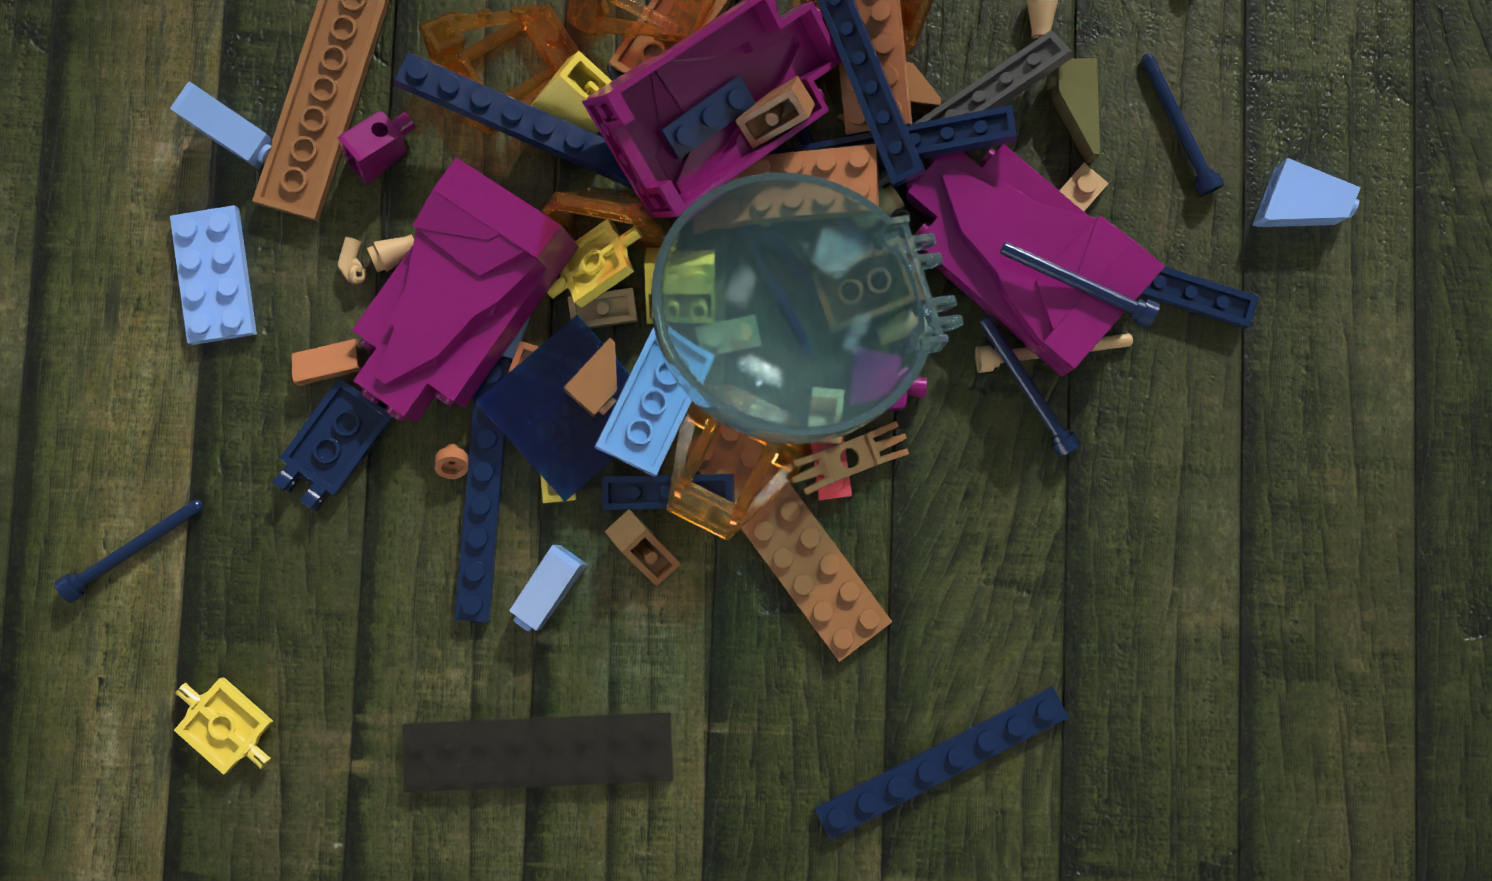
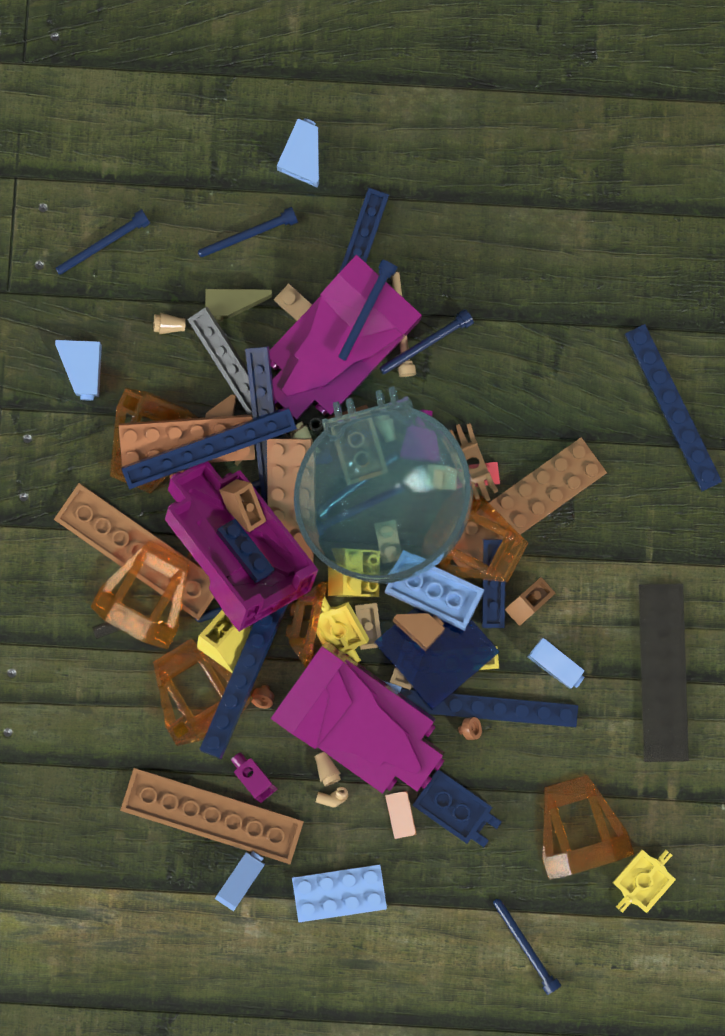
camera: 85 degrees left, 0 degrees up
(248, 620) = (590, 856): none -> clear orange windscreen
(497, 158) = (263, 697): none -> nougat tile

